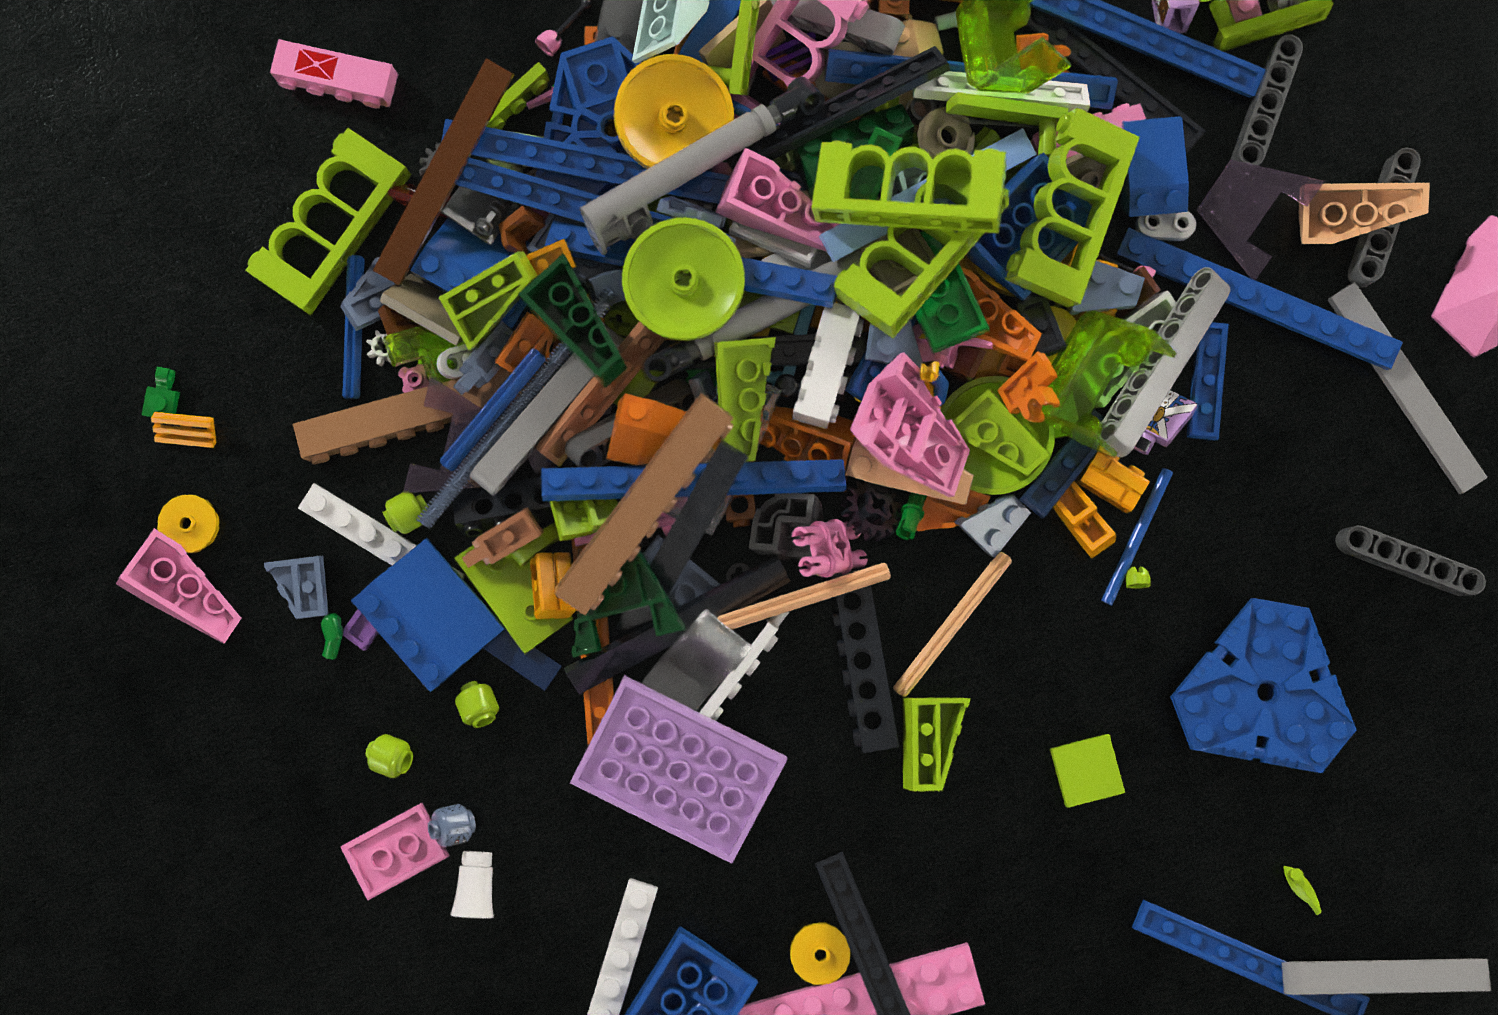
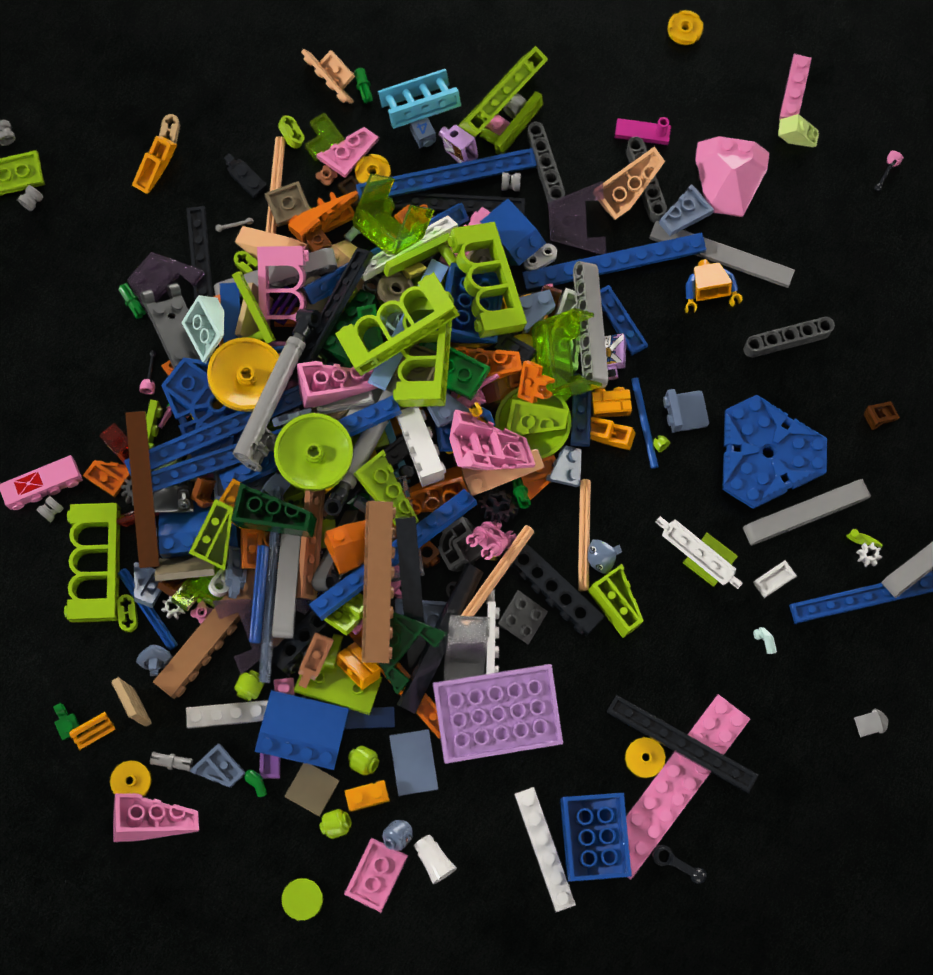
camera: 35 degrees left, 10 degrees down
(243, 433) = (131, 702): none -> tan tile
(251, 535) = (171, 761): none -> light grey pin
(288, 815) = (302, 899): none -> lime tile
(315, 395) = (154, 658): none -> sand blue piece
(320, 310) = (122, 614): none -> lime beam
(322, 115) = (49, 513): none -> light grey wheel
(392, 693) = (312, 788): none -> dark tan tile
(419, 122) = (107, 476): none -> orange wing
(449, 544) = (285, 685): none -> bright pink plate
(450, 751) = (367, 796): none -> light orange brick
(457, 80) = (116, 441): none -> clear red torso
(536, 750) = (413, 762): none -> sand blue tile
(798, 672) = (522, 617): none -> dark grey hinge
(954, 668) = (602, 555): none -> sand blue piece
(988, 128) = (414, 270): none -> light yellow slope
(1079, 754) = (699, 552): none -> white plate
(1083, 922) = (768, 638): none -> light aqua arm
(1150, 854) = (774, 579): none -> white tile
(1202, 559) = (685, 410): none -> sand blue bracket
(1208, 100) = (515, 181): none -> light grey wheel
(1257, 802) = (806, 512): none -> light grey beam
(1295, 922) = (869, 559): none -> white gear
(1362, 416) = (710, 282): none -> light orange torso
(1403, 299) = (686, 211): none -> sand blue wing
(1434, 151) = (648, 132): none -> dark pink piece
(1450, 748) = (880, 414): none -> reddish brown slope

